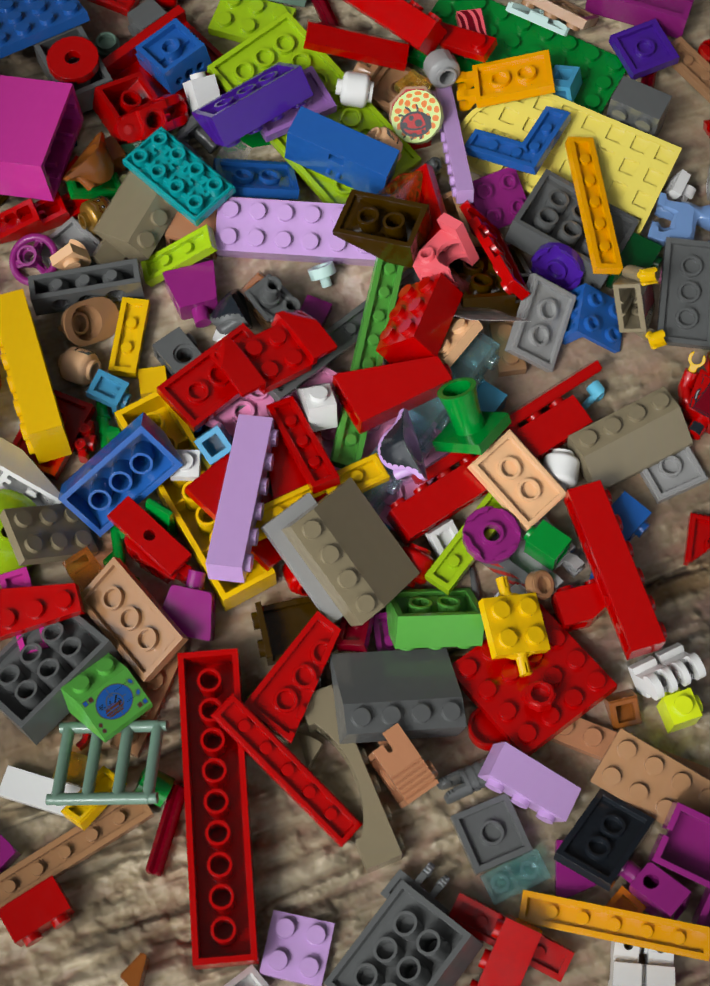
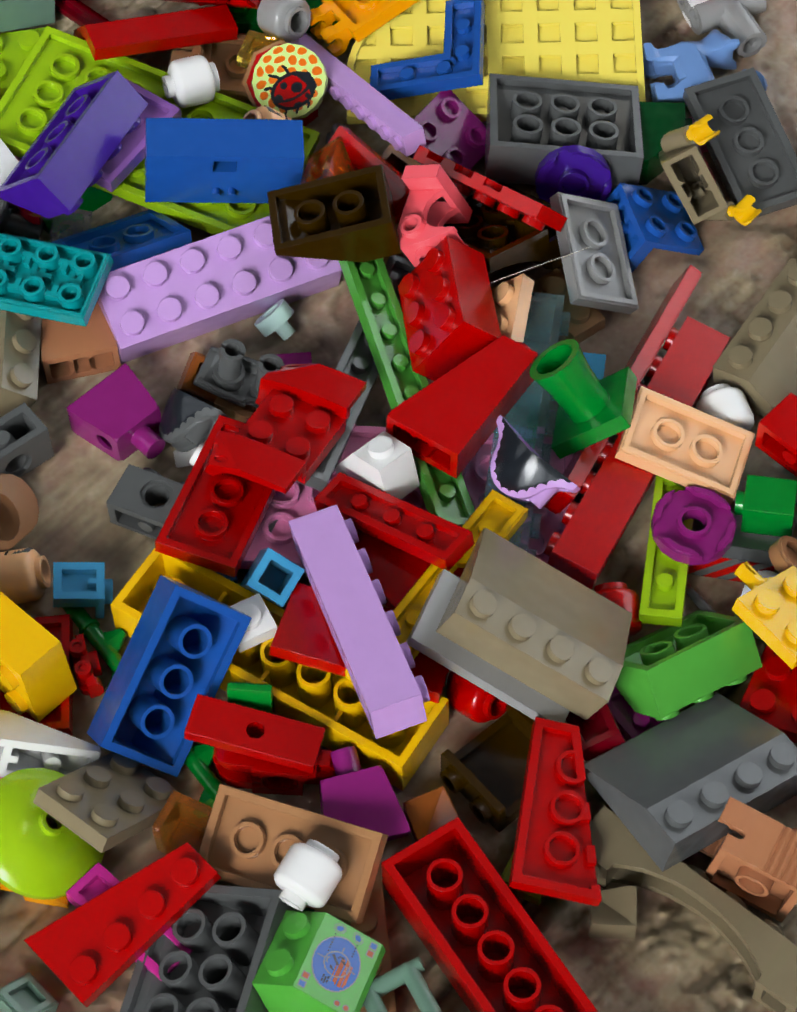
camera: 25 degrees left, 10 degrees down
(127, 640) = (308, 875): none -> white head
(129, 337) = (64, 510): yellow plate -> none
(150, 379) = (127, 551): yellow tile -> none
(179, 254) = (78, 374): lime plate -> none
(231, 635) = (429, 812): none -> dark orange slope
(286, 769) = (613, 938): red tile -> none
(441, 536) = (628, 562): white plate -> none
(593, 206) = (577, 88): light orange plate -> none
(596, 393) = (707, 307): medium azure hand -> none
(678, 188) = (658, 30): white tile -> none

